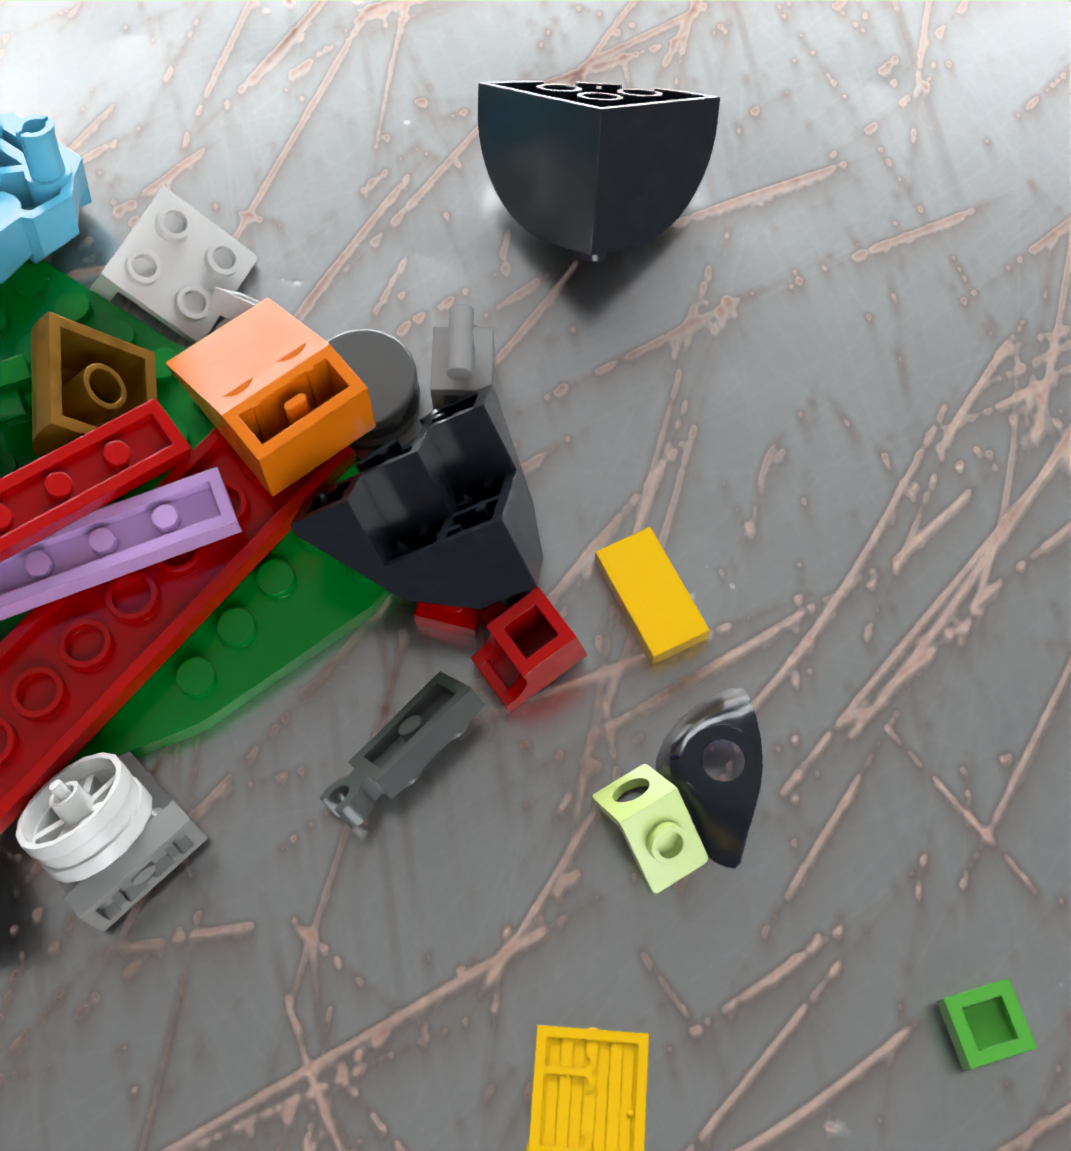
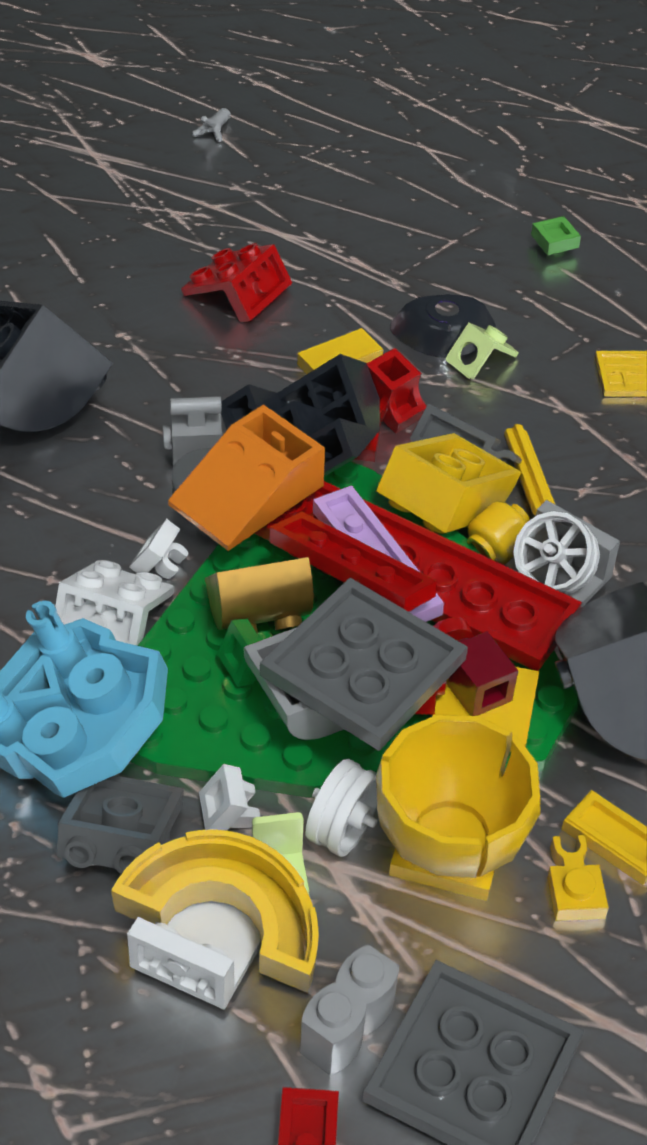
camera: 100 degrees left, 20 degrees down
(197, 761) = (496, 530): none -> yellow head
(293, 695) = (445, 481): none -> yellow brick
(344, 847) = (531, 472): none -> yellow axle
(832, 456) = (247, 276): none -> red bracket

